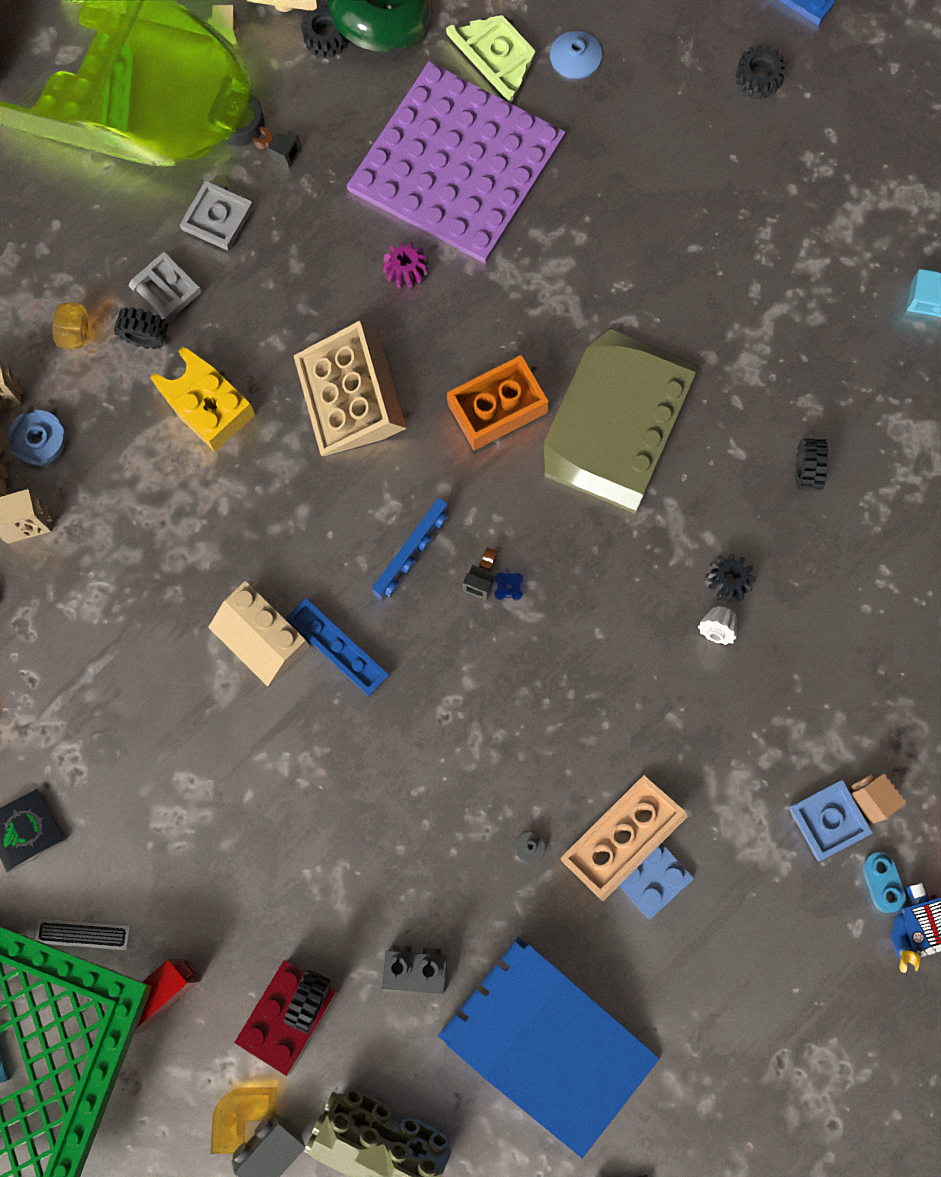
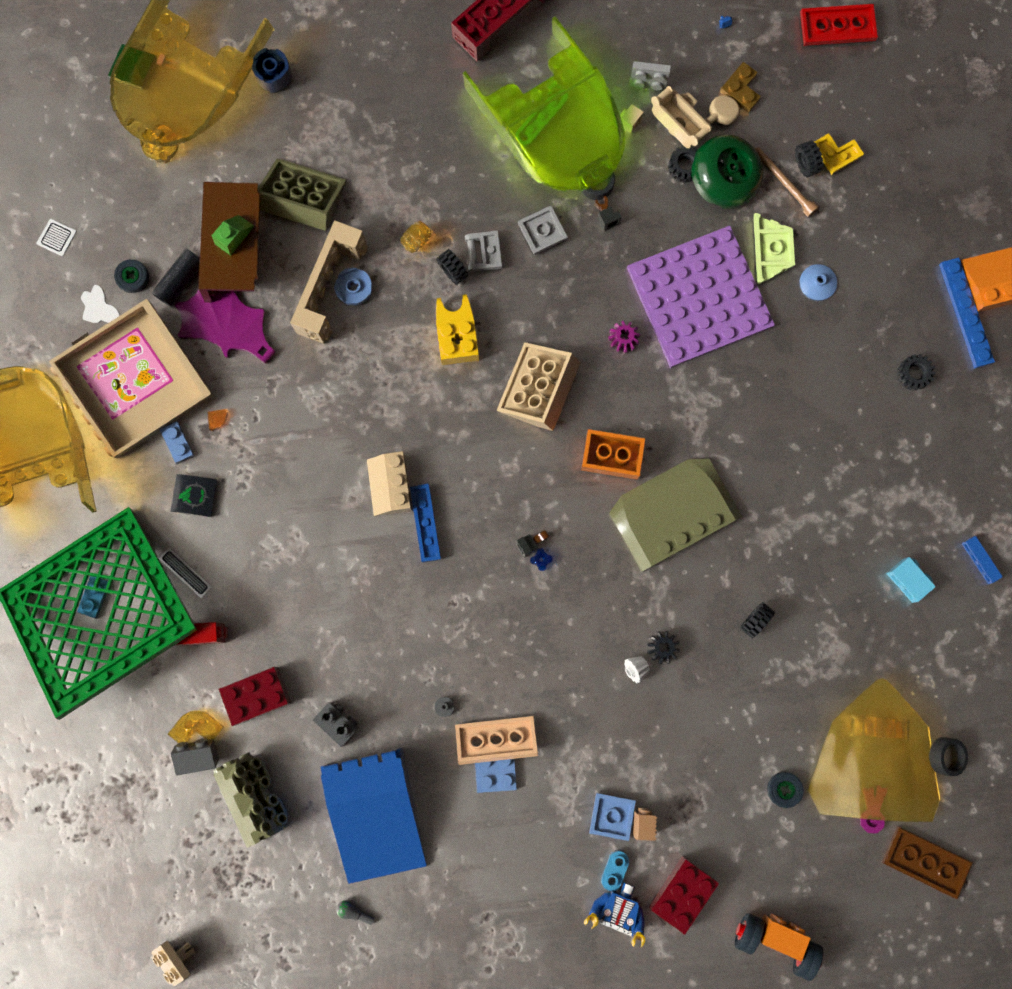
camera: 35 degrees right, 5 degrees up
(307, 1001) = (268, 698): black tyre -> none
(404, 559) = (511, 498): blue plate -> none

